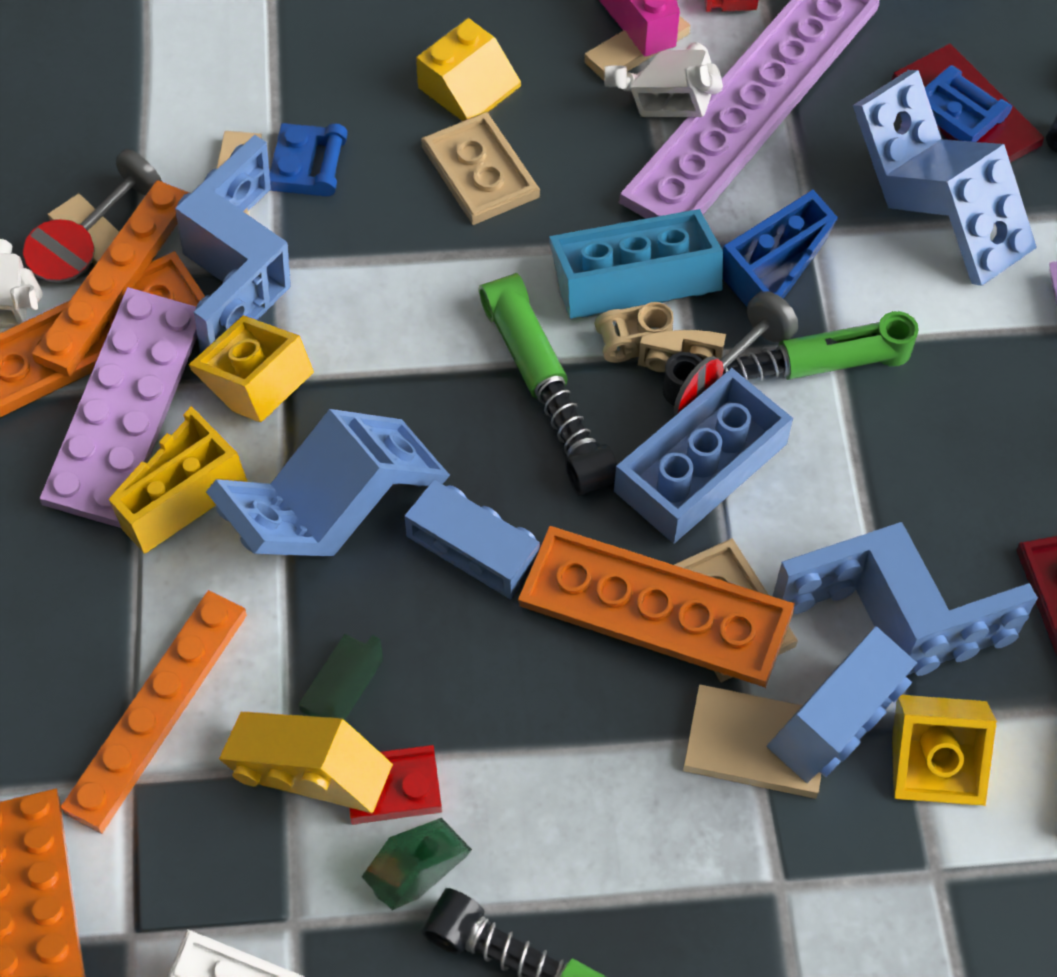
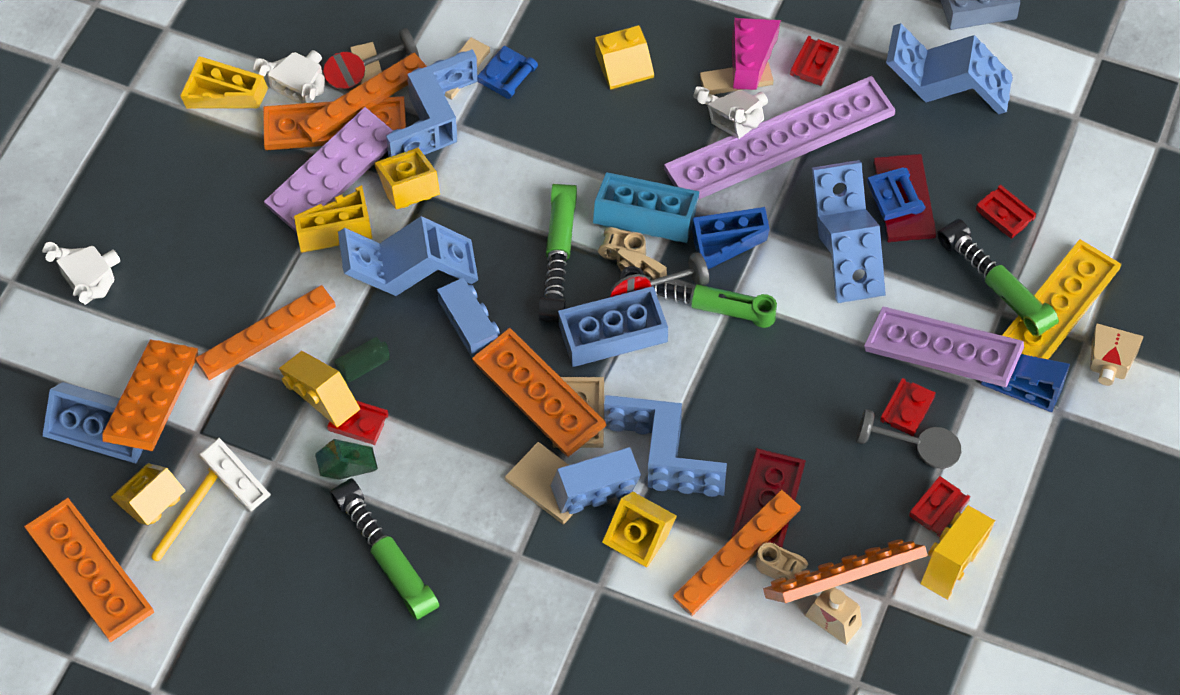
camera: 30 degrees right, 0 degrees up
(480, 168) = (599, 116): tan tile -> none

